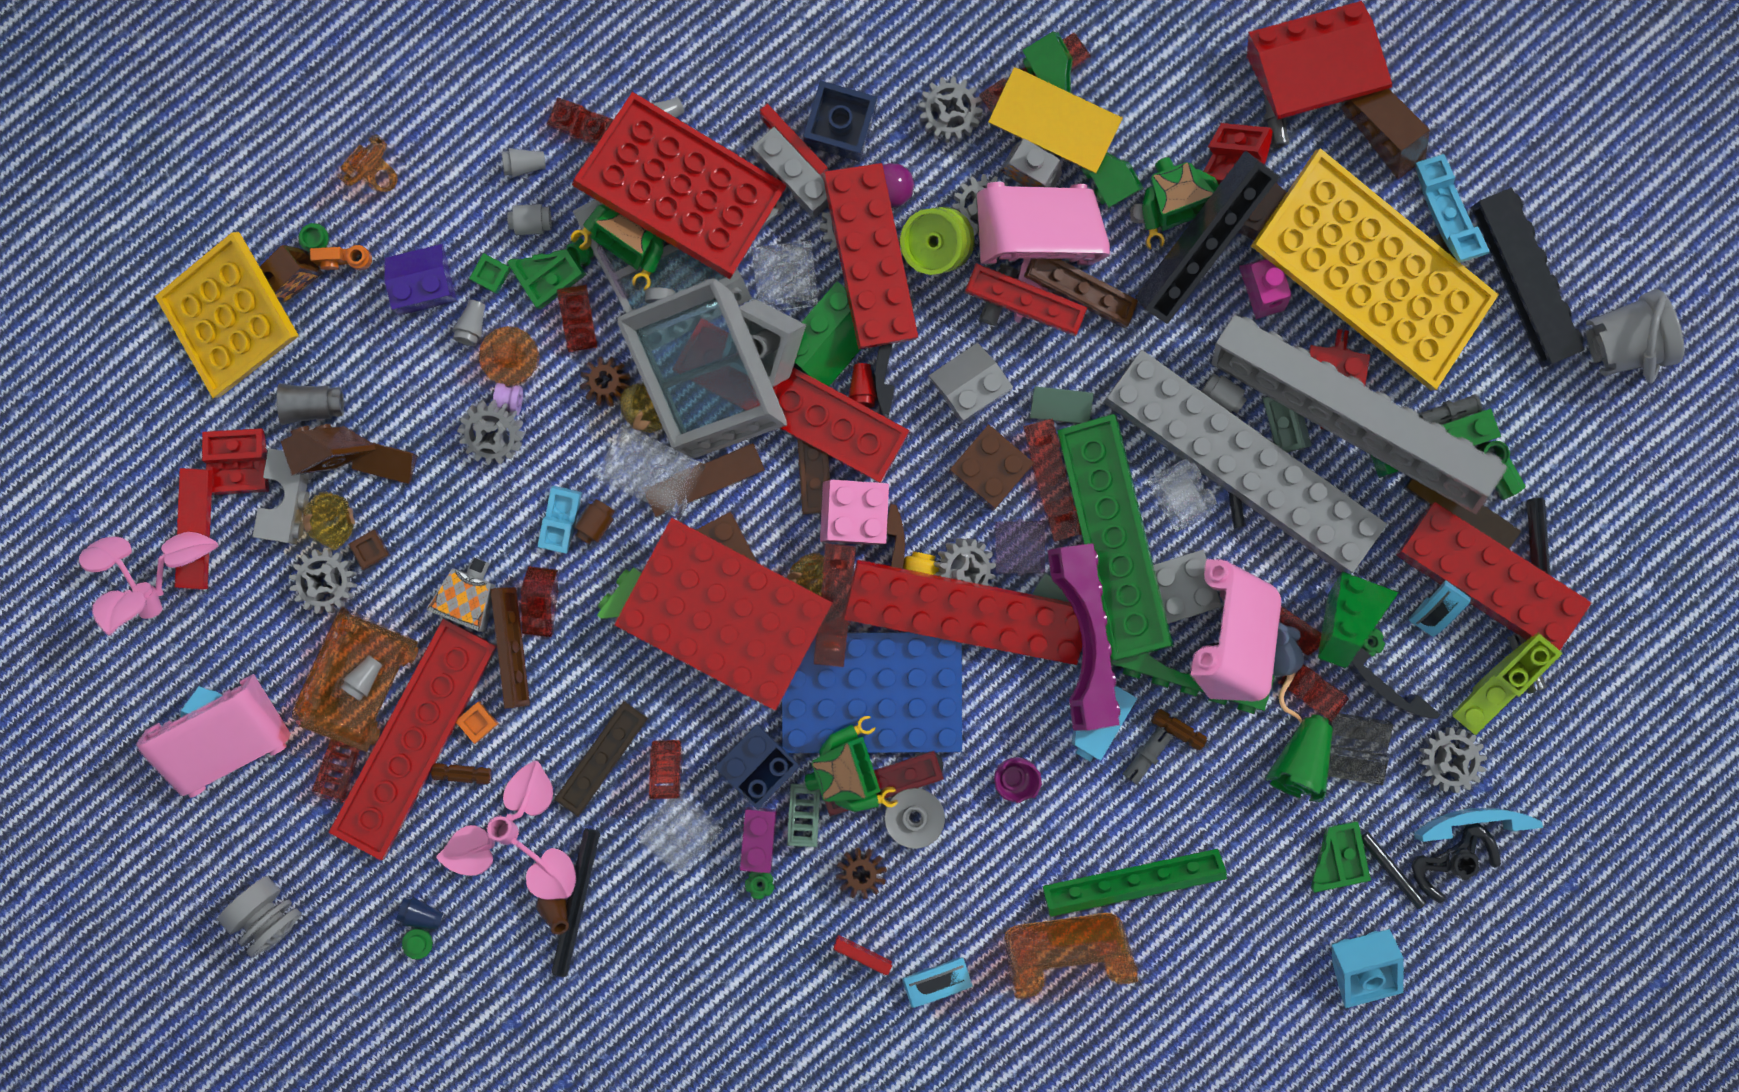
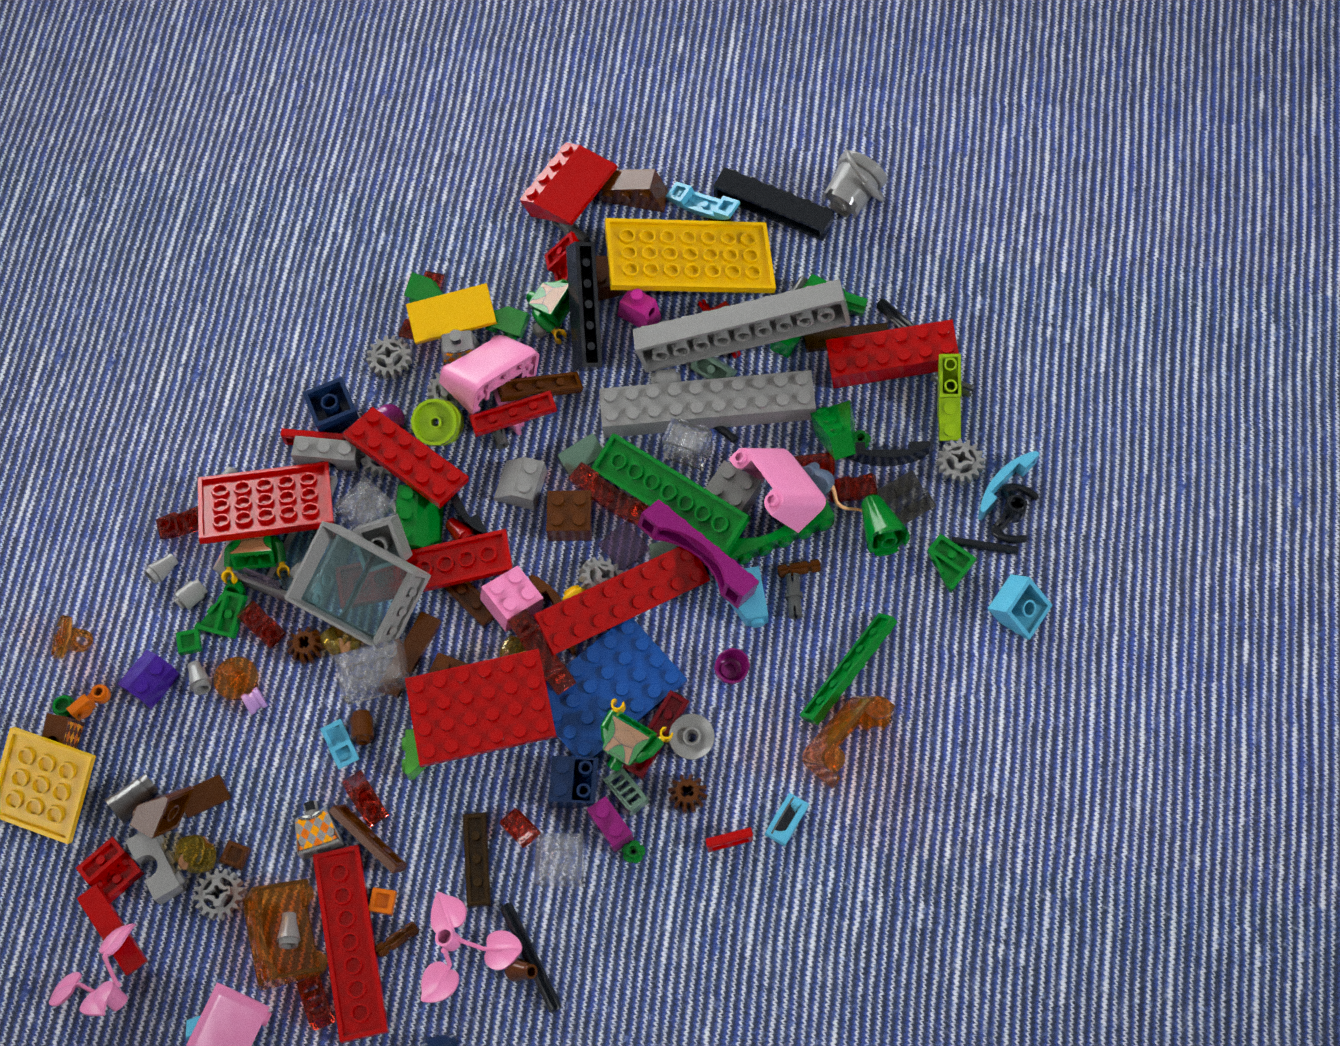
camera: 30 degrees left, 20 degrees down
(486, 420) = (247, 723): light grey gear -> none
(1440, 609) = (880, 391): medium azure slope -> none

